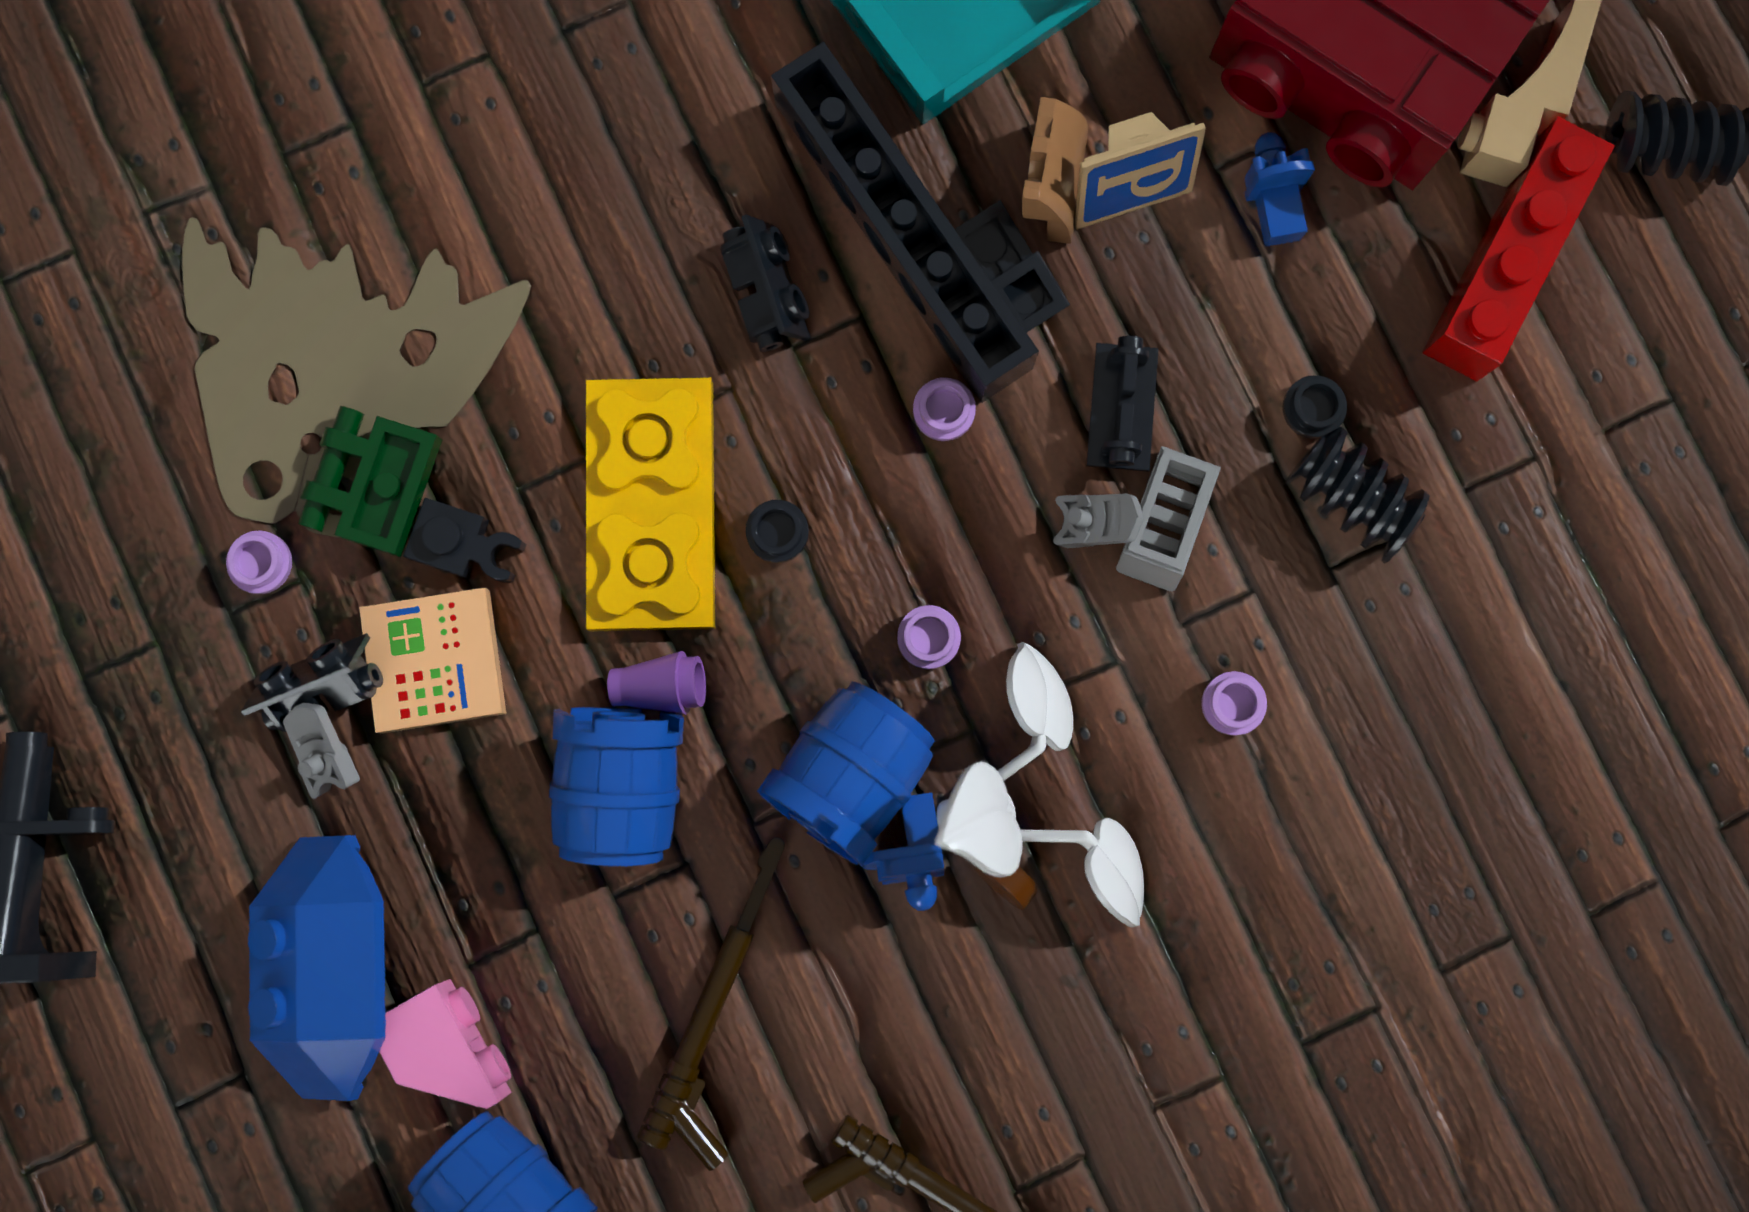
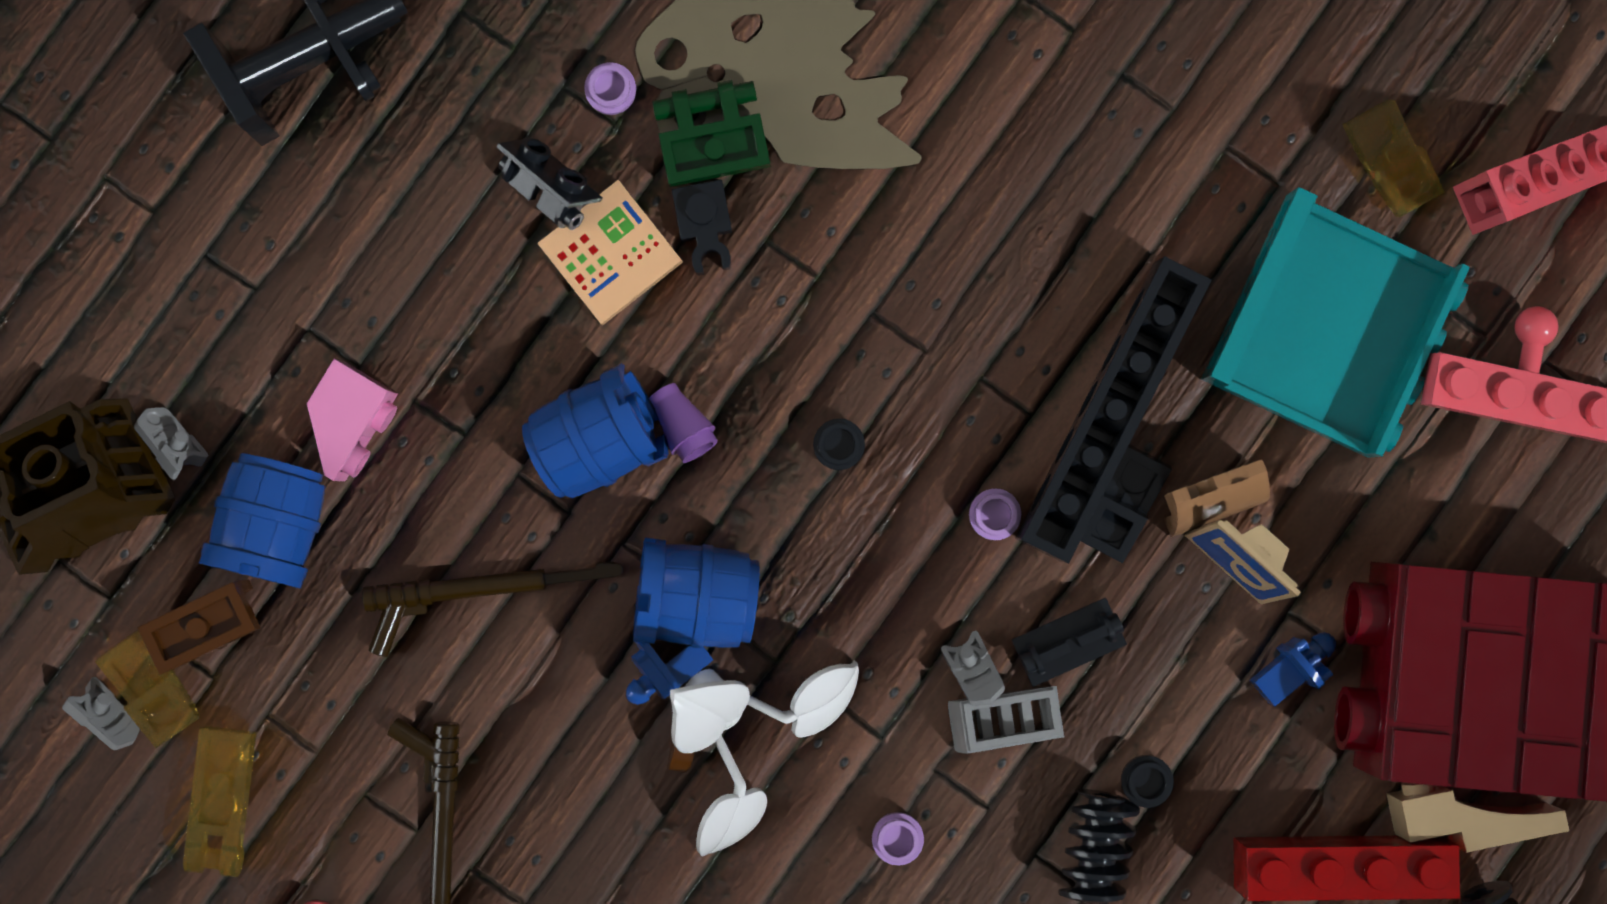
camera: 60 degrees right, 5 degrees up
(318, 749) = (503, 211): light grey piece -> none
(319, 969) = (355, 303): blue wedge -> none
(650, 504) = (808, 342): yellow piece -> none
(759, 257) = (1031, 317): black hinge -> none
(929, 637) = (823, 595): lavender plate -> none

